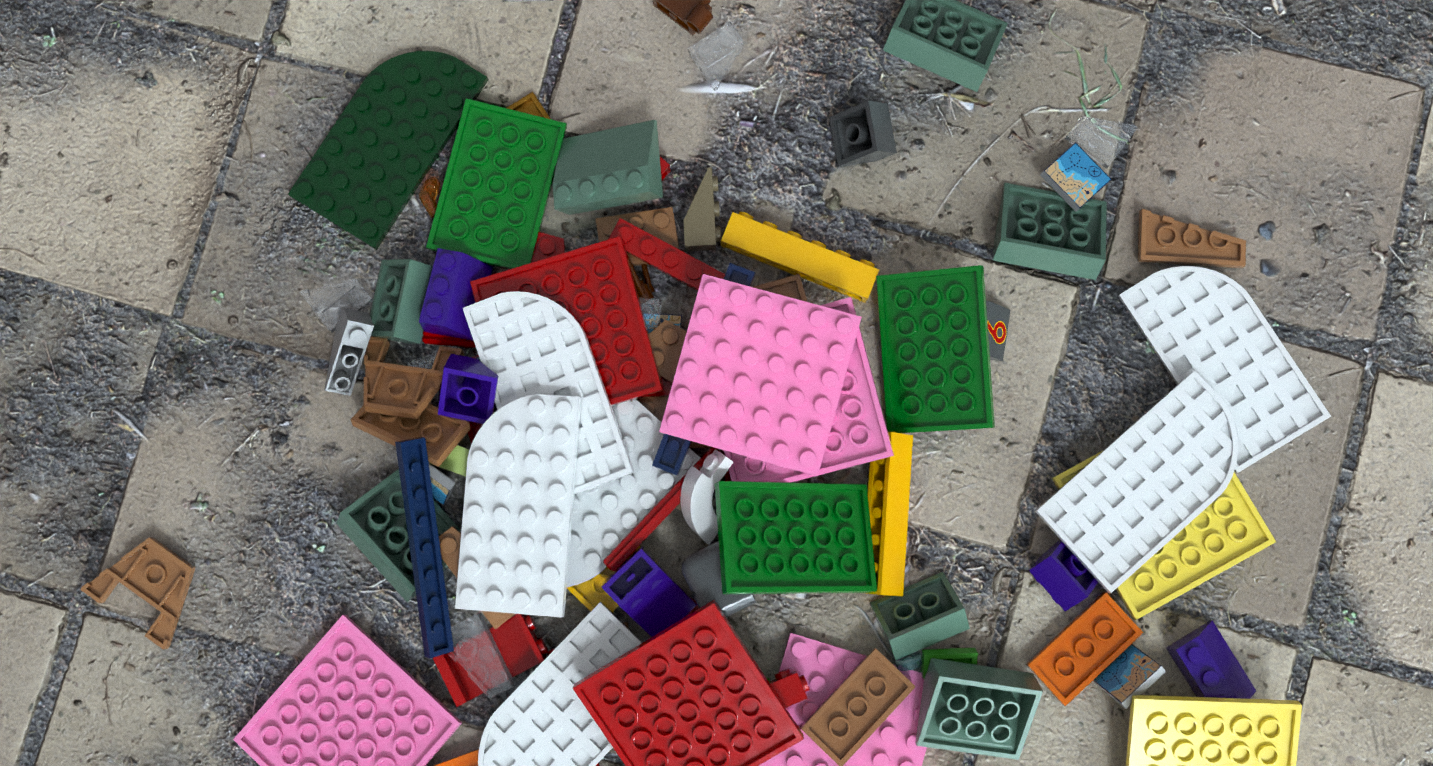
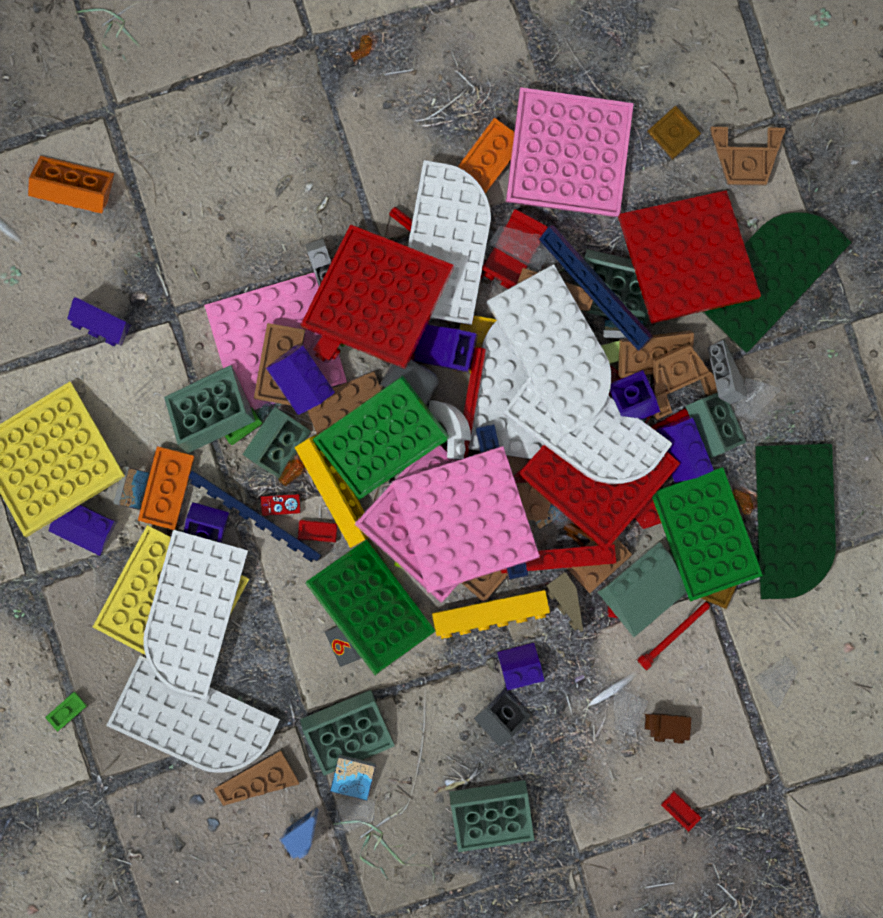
camera: 145 degrees right, 5 degrees up
(212, 672) = (673, 132): none -> pearl gold tile
(222, 430) = (786, 261): none -> dark green plate
(293, 512) = (689, 256): none -> red plate
(658, 93) = (647, 660): none -> red piece
(804, 175) = (520, 666): none -> dark purple slope
(812, 614) = (343, 401): none -> medium nougat plate
(846, 672) = (300, 379): none -> dark purple slope
(921, 570) = (291, 472): none -> clear orange cone
(937, 481) = (317, 531): none -> red tile
(961, 539) = (280, 504): none -> tile
(1006, 556) = (246, 512): none -> dark blue plate
(1186, 145) = (300, 835): none -> medium blue slope
(1363, 465) = (66, 711): none -> bright green plate

